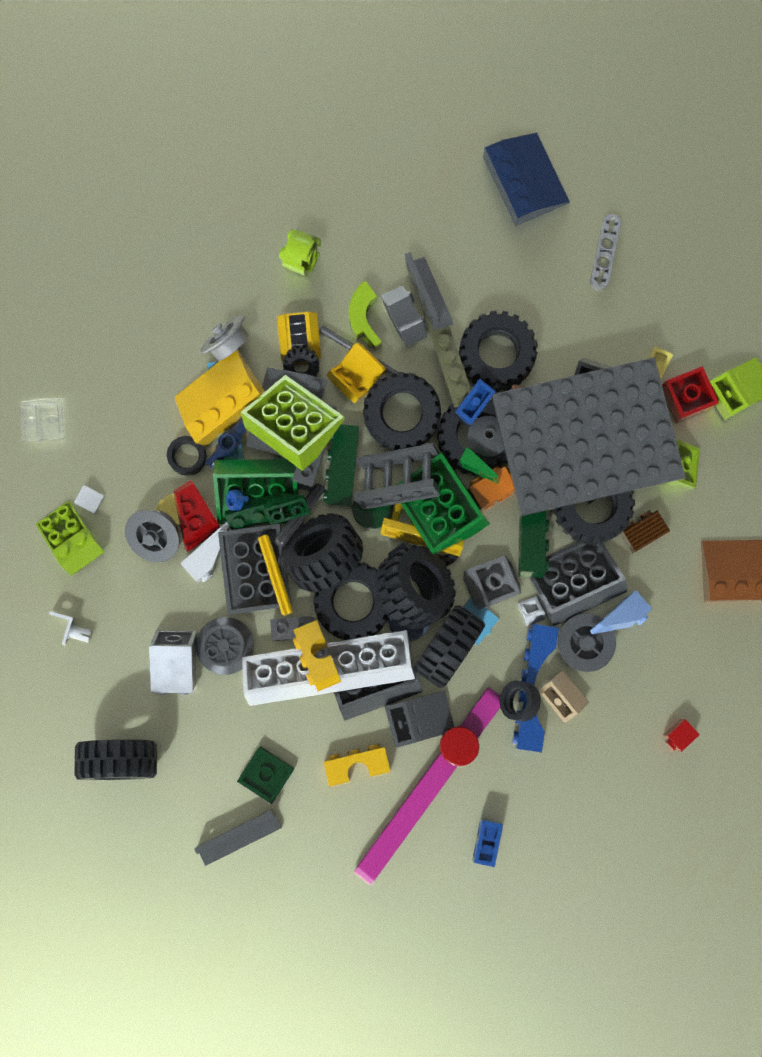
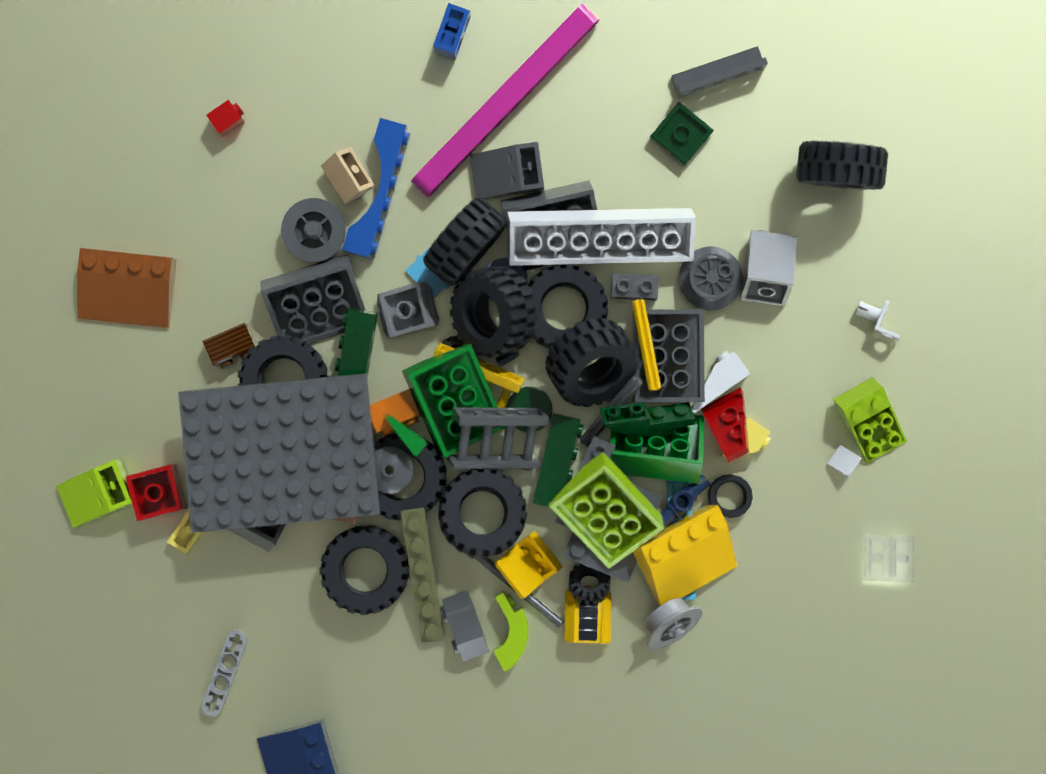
camera: 170 degrees left, 5 degrees up
(152, 535) = (776, 408): wheel -> none
(235, 499) = (680, 433): blue tile -> none
(300, 252) = (574, 714): lime brick -> none
(322, 671) = (617, 266): yellow arch -> none
(337, 767) = (602, 132): yellow arch -> none
(428, 292) = (434, 648): dark grey fence -> none
(459, 746) = (468, 135): red head -> none
(475, 402) = (399, 508): blue slope -> none
(507, 697) = (410, 174): black tyre -> none
(531, 611) = (368, 274): white slope -> none
(628, 612) = (265, 256): light blue slope -> none
(690, 461) = (169, 419): lime slope -> none

